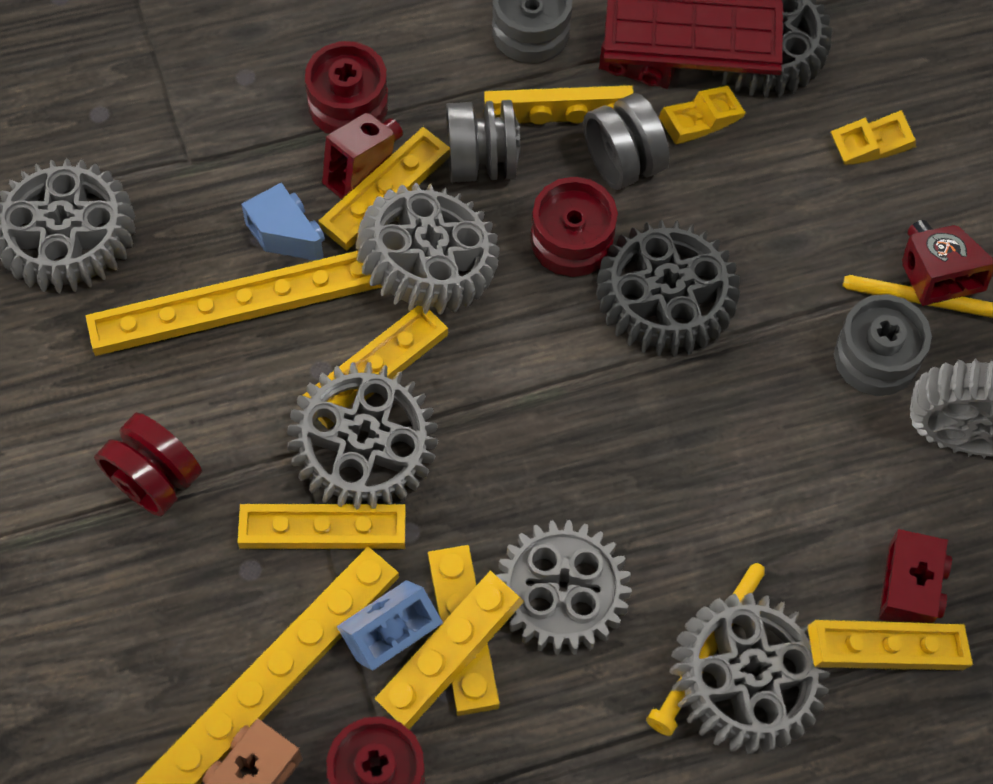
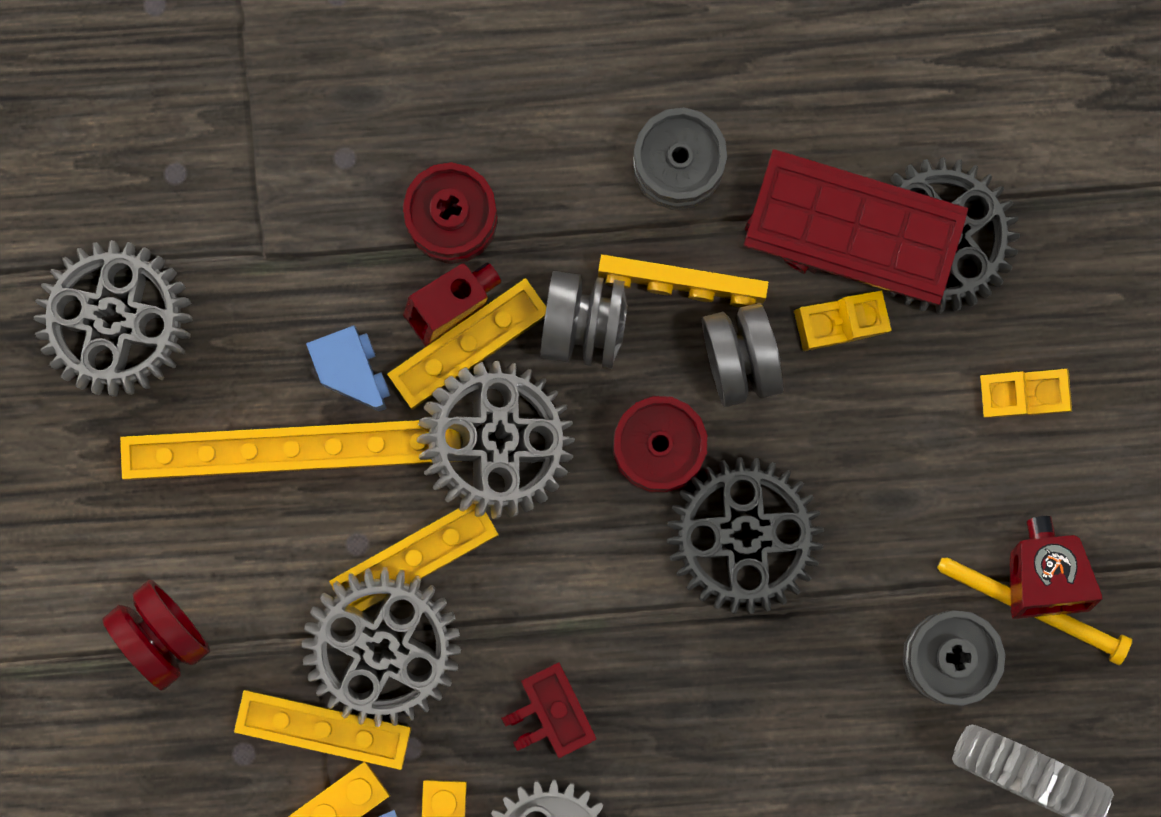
camera: 15 degrees right, 20 degrees up
(538, 465) = (557, 711): none -> dark red hinge

